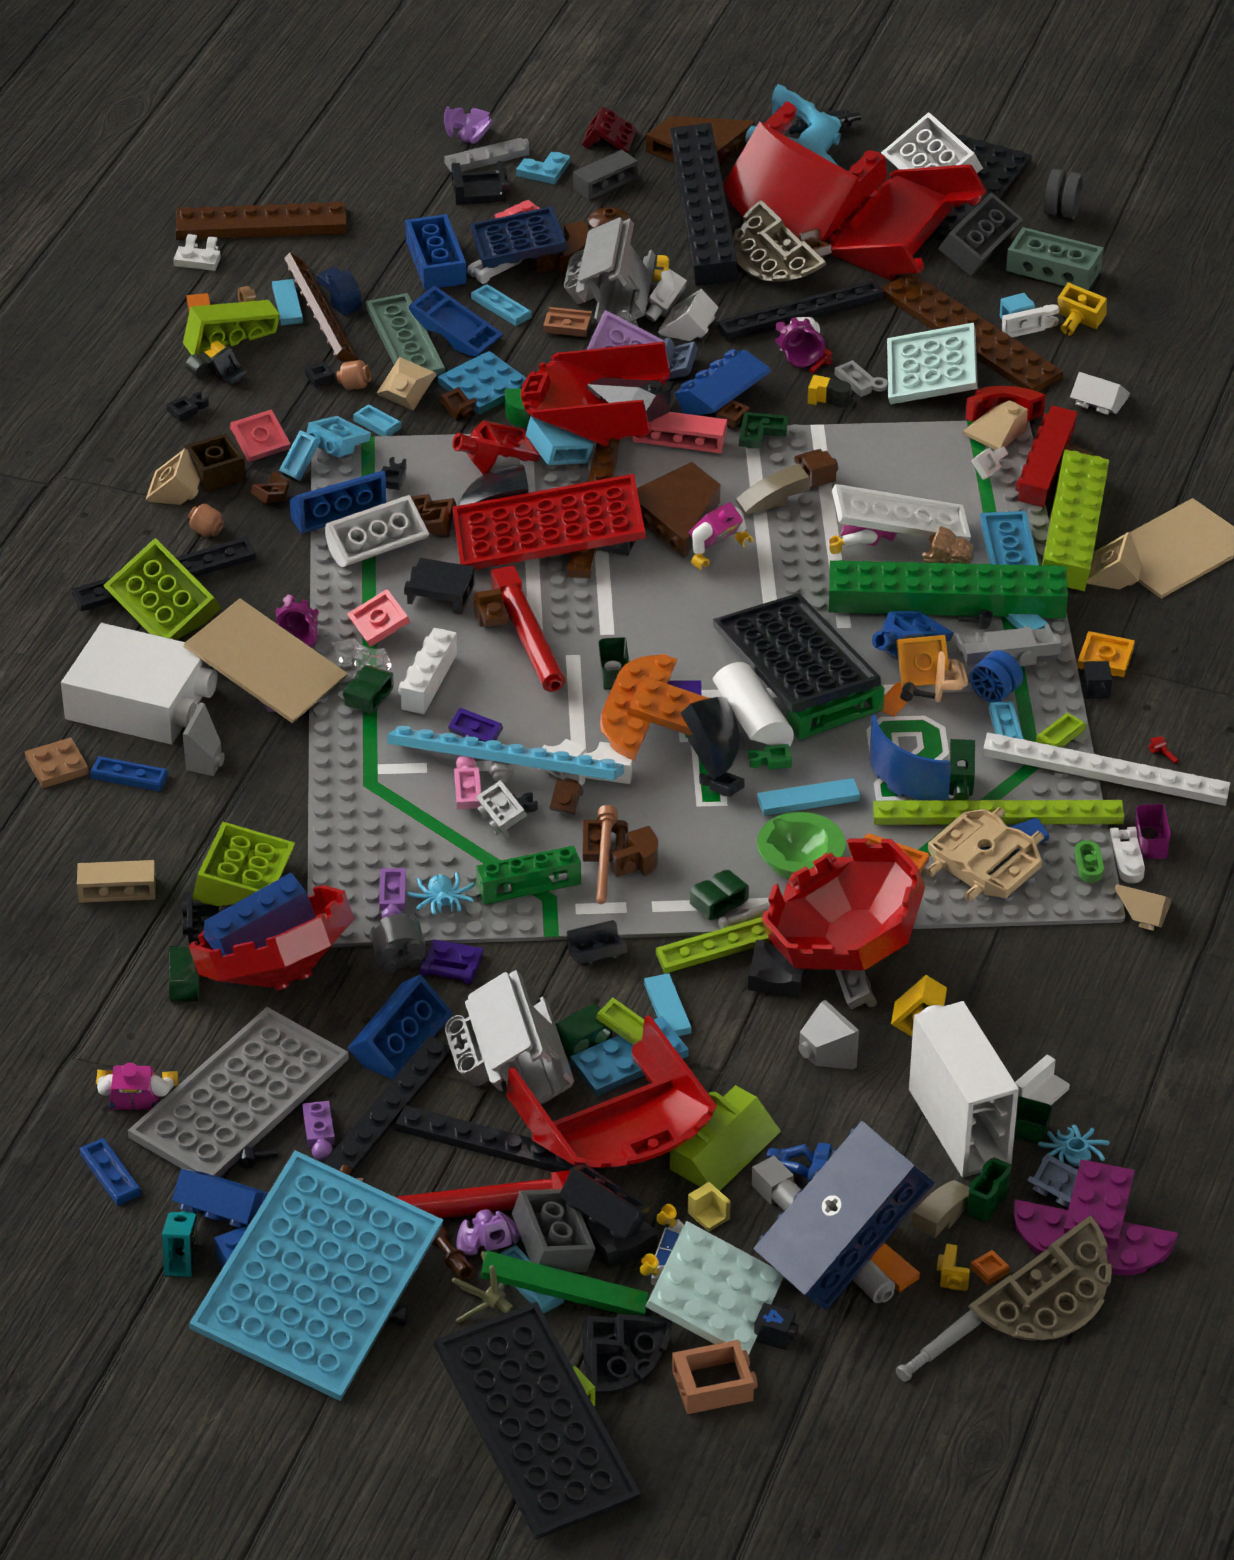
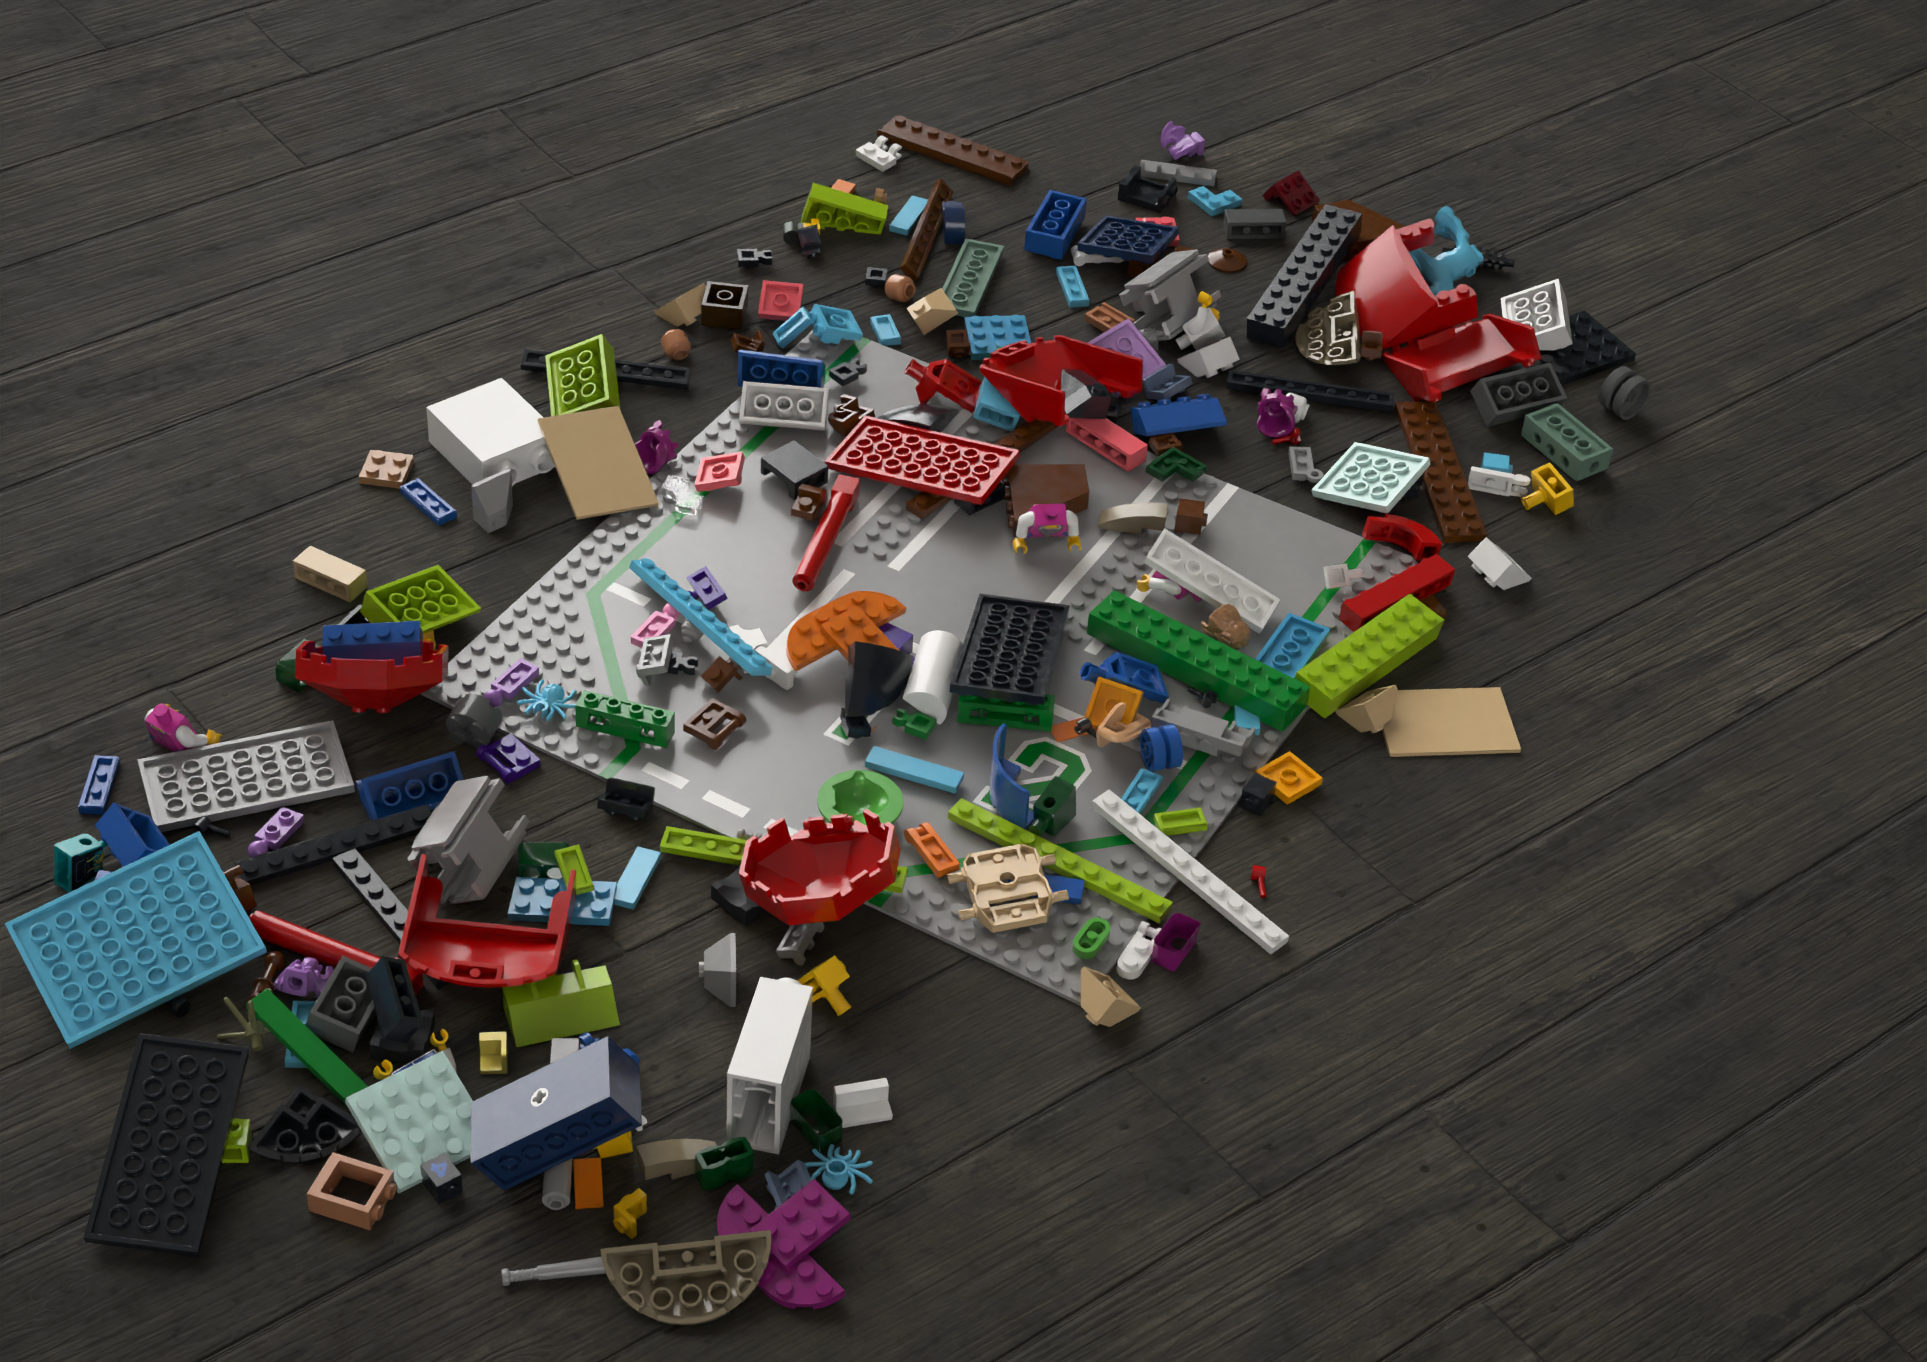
camera: 30 degrees right, 0 degrees up
(368, 689) = (657, 521): dark green brick -> none
(428, 670) = (715, 528): white brick -> none
(454, 322) = (1015, 281): blue slope -> none
(607, 818) = (726, 704): nougat piece -> none
(612, 650) = (866, 578): dark green piece -> none
(639, 854) = (731, 748): reddish brown brick -> none
(719, 894) = (756, 809): dark green brick -> none
(829, 391) = (1266, 462): leg -> none
(990, 1267) = (668, 1230): orange tile -> none
(999, 425) = (1380, 553): tan slope -> none

